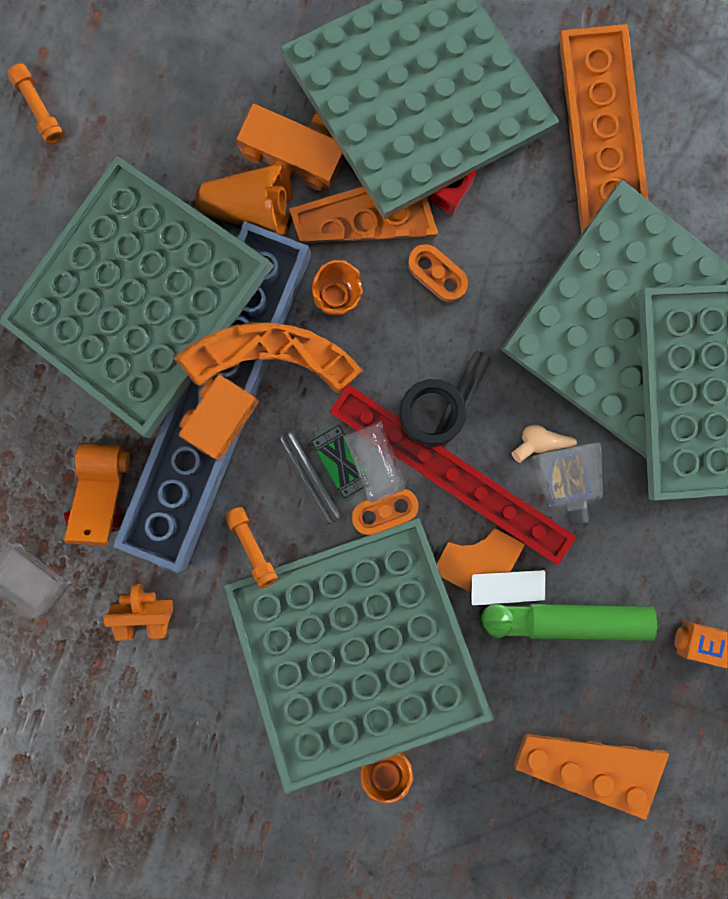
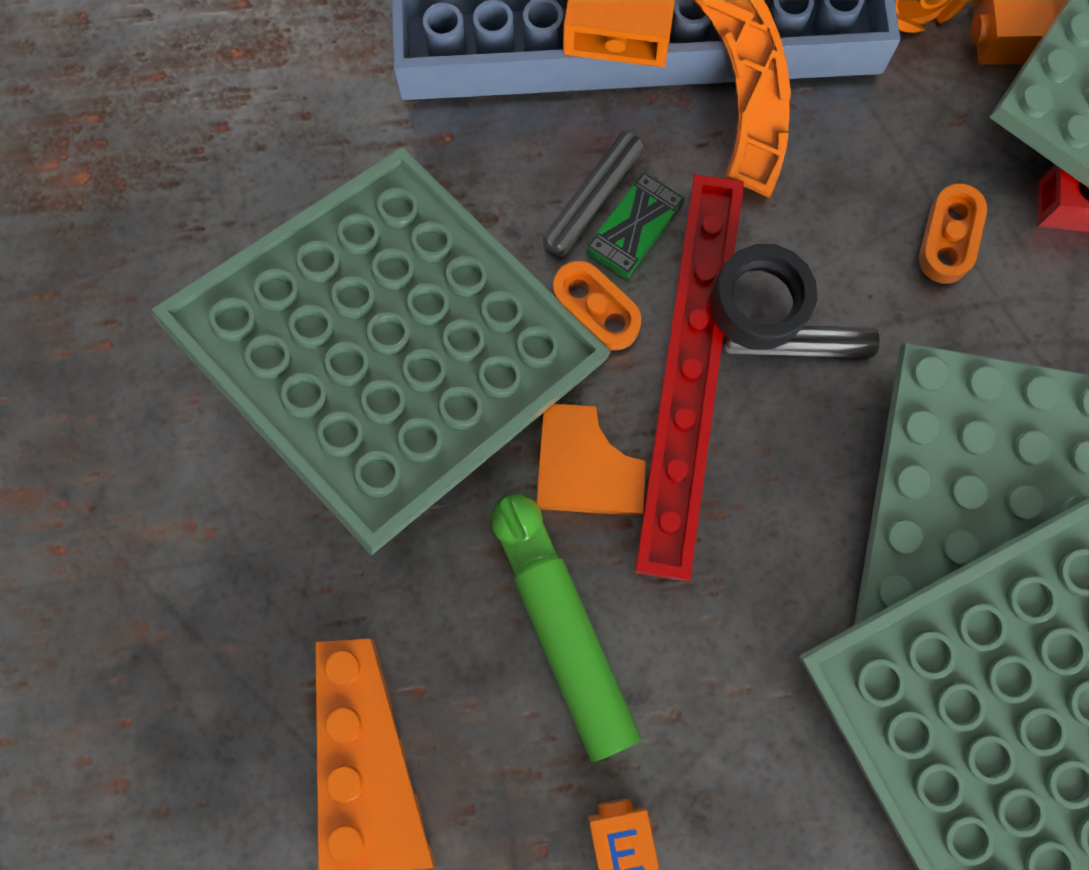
camera: 70 degrees right, 10 degrees down
(139, 609) = (324, 59): orange hips -> none
(239, 523) = (443, 179): orange bar -> none
(336, 288) = (863, 111): orange hair -> none
(356, 218) = (961, 96): orange wing -> none
(375, 461) = (660, 247): clear piece -> none
(387, 779) = (233, 462): orange hair -> none
(508, 587) = (571, 517): white sticker -> none
(540, 440) = (800, 473): light nougat animal -> none
(571, 478) = (770, 534): clear torso -> none

